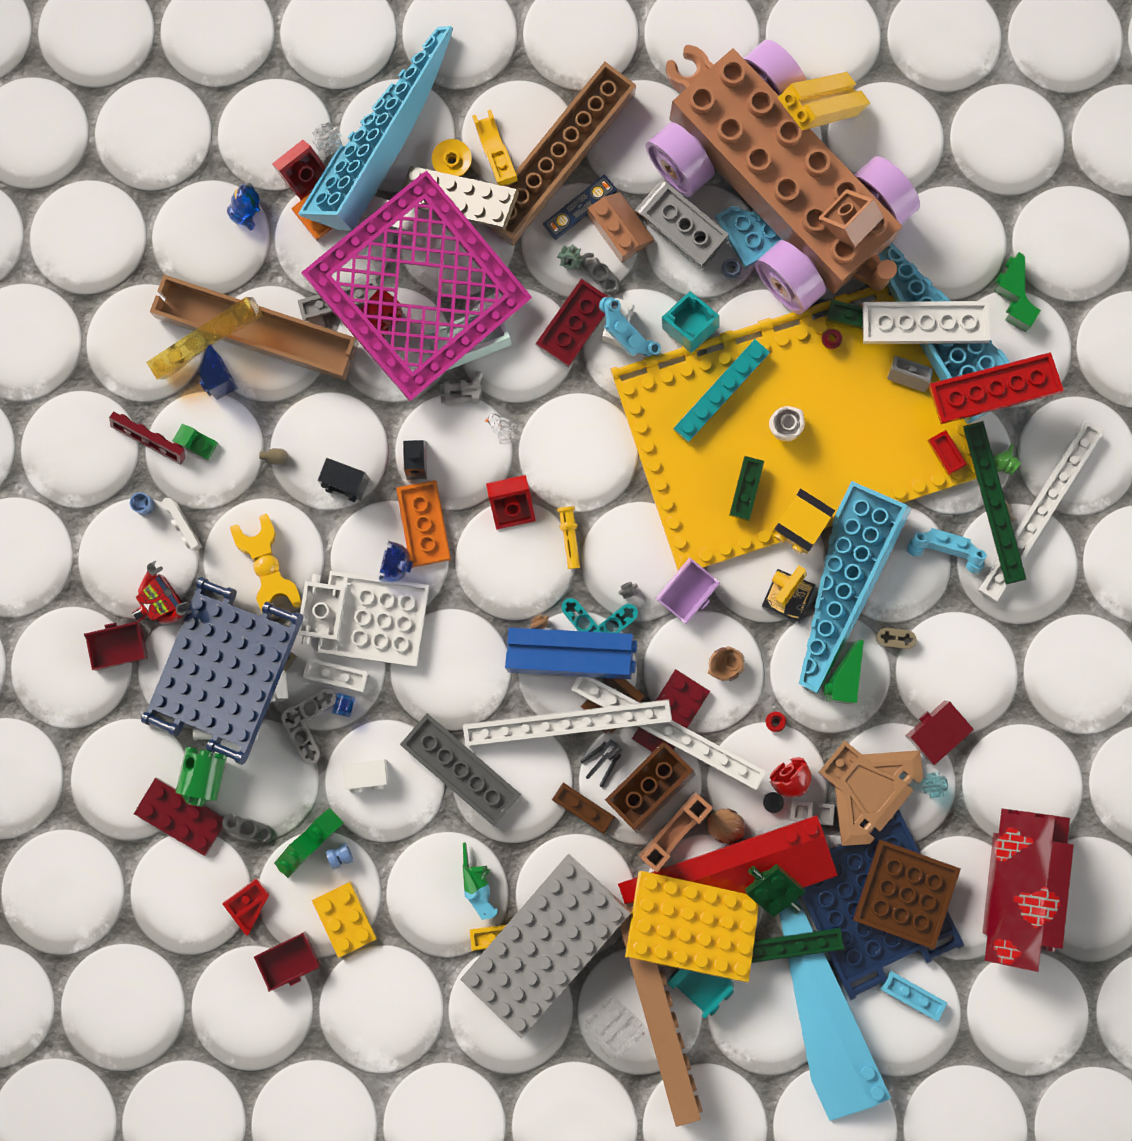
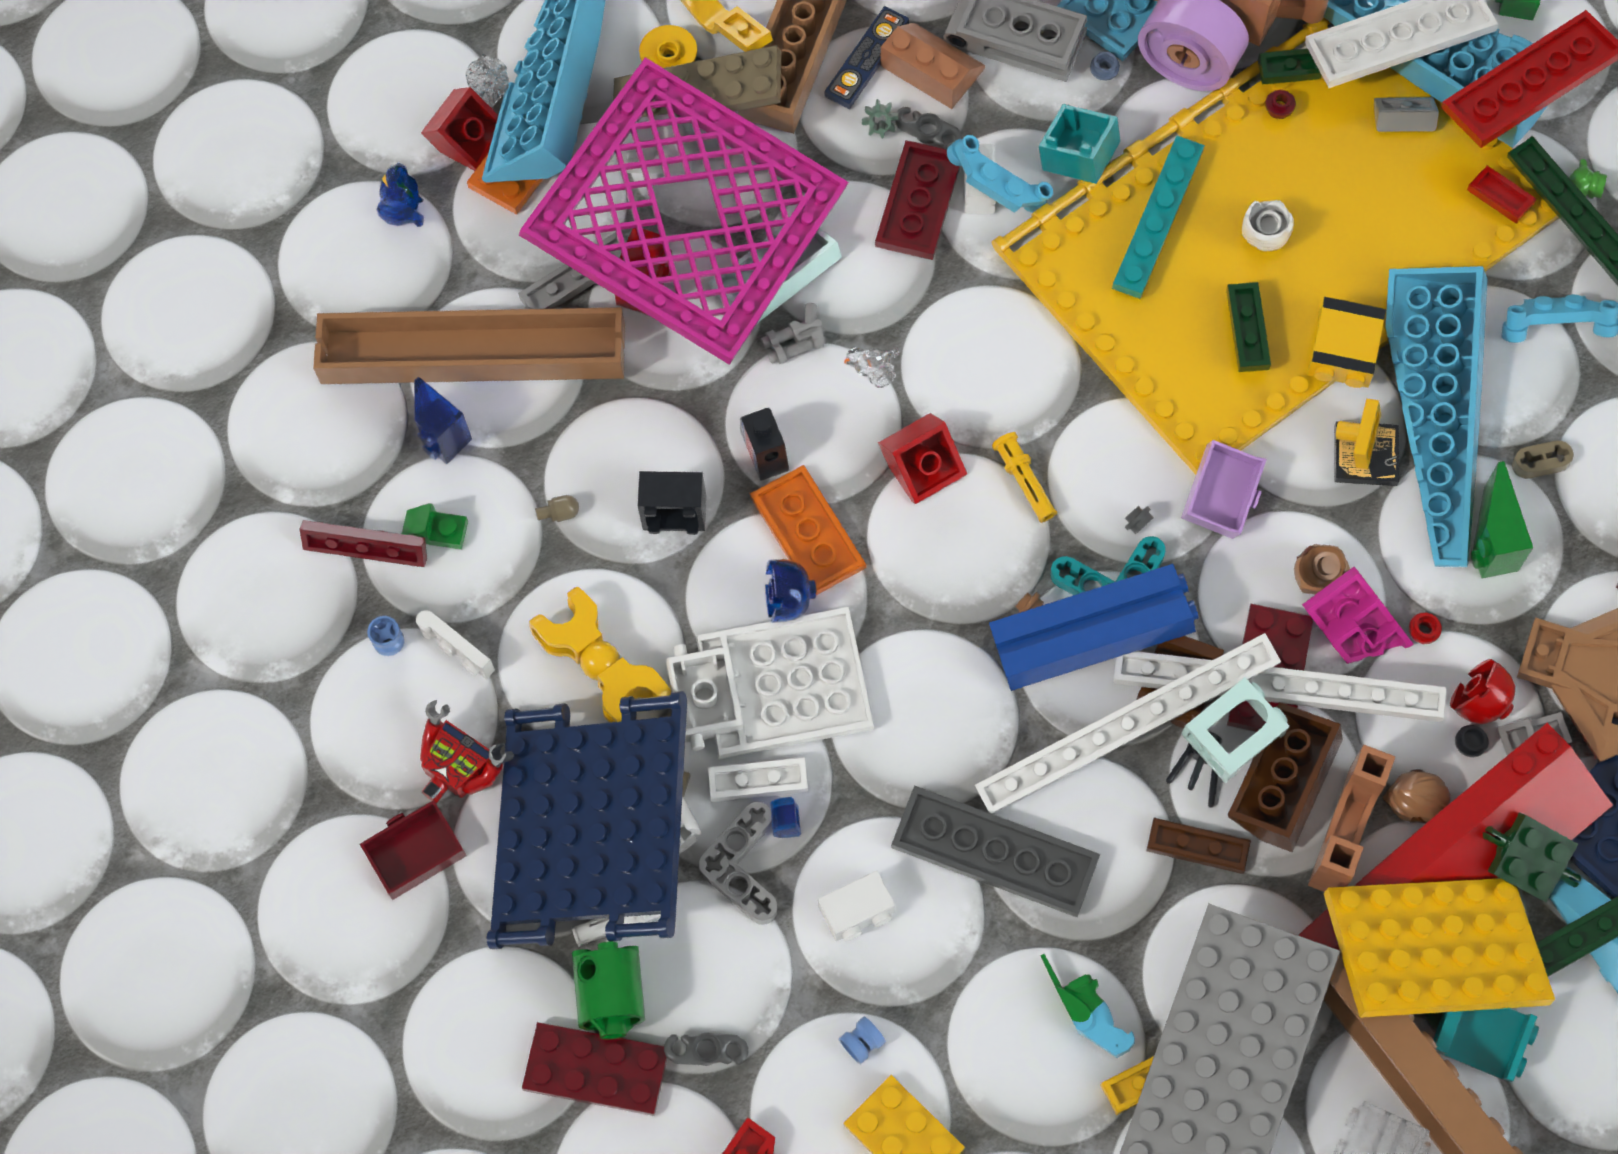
camera: 15 degrees left, 15 degrees down
(221, 326) = (376, 409): clear yellow arch -> none
(308, 842) = (806, 1036): green arch -> none
(649, 761) = (1212, 752): none -> light aqua panel
(734, 702) = (1355, 618): none -> dark pink slope

